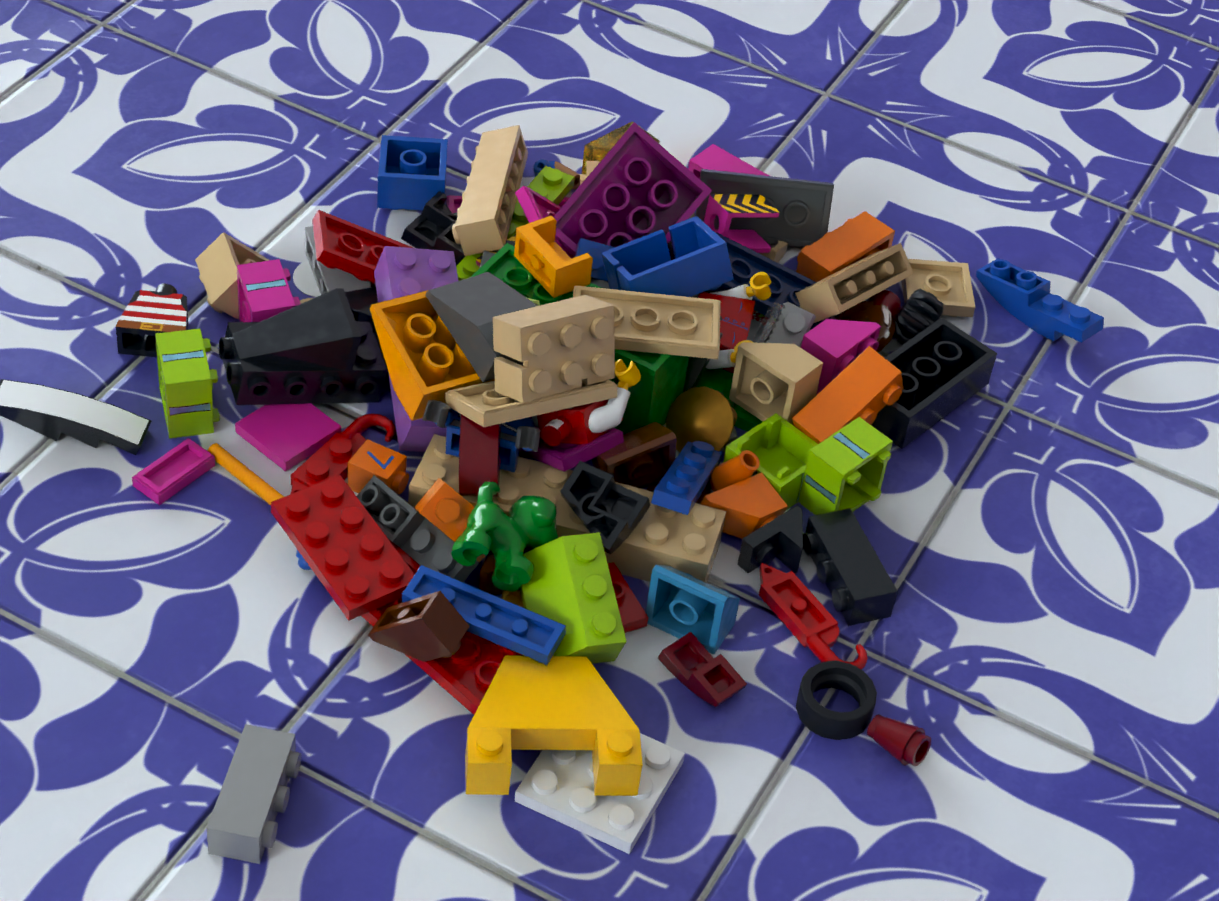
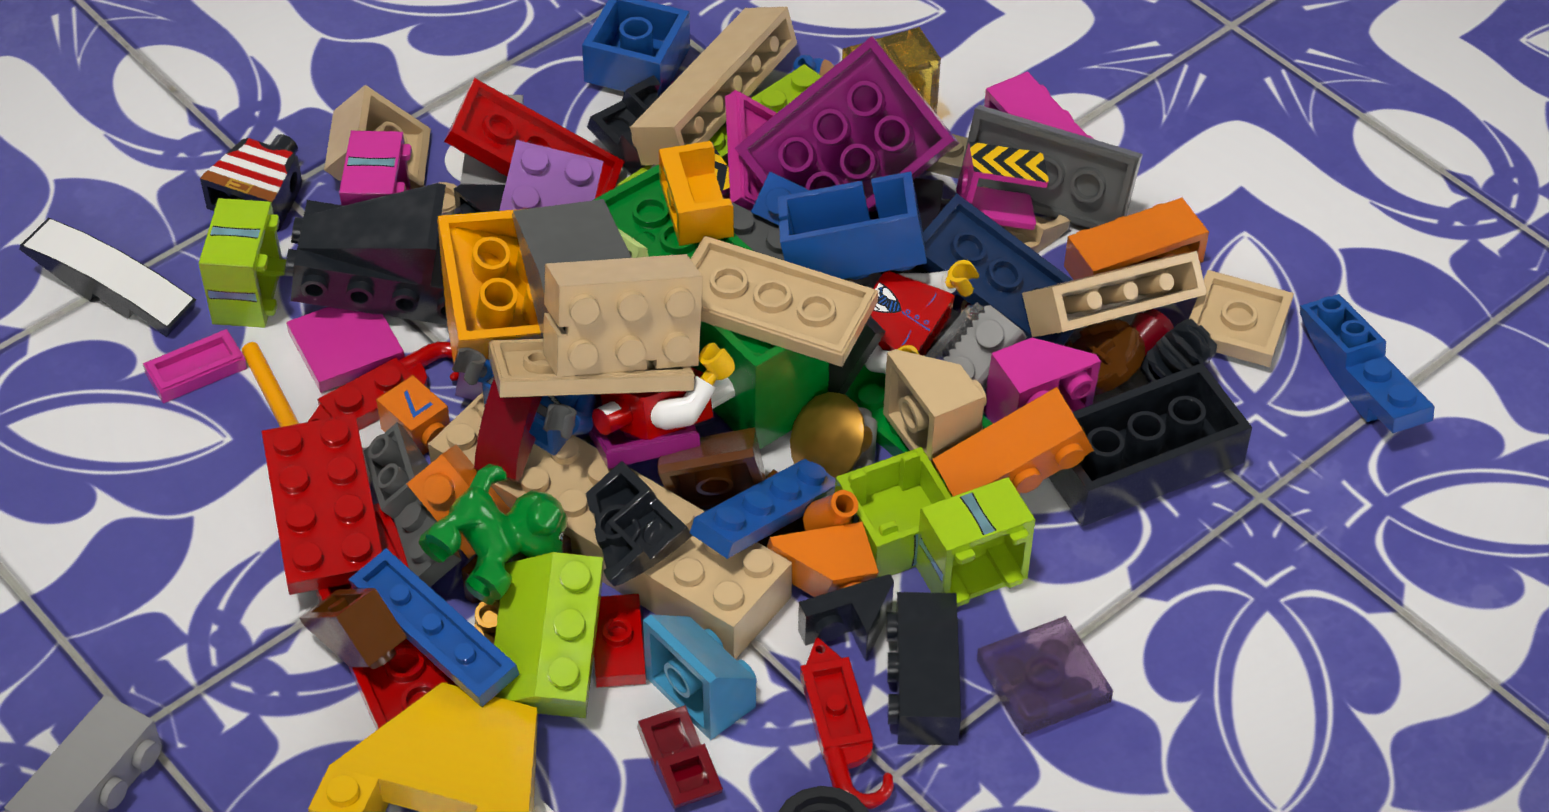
camera: 25 degrees right, 5 degrees up
(930, 553) = (1044, 675): none -> clear purple plate

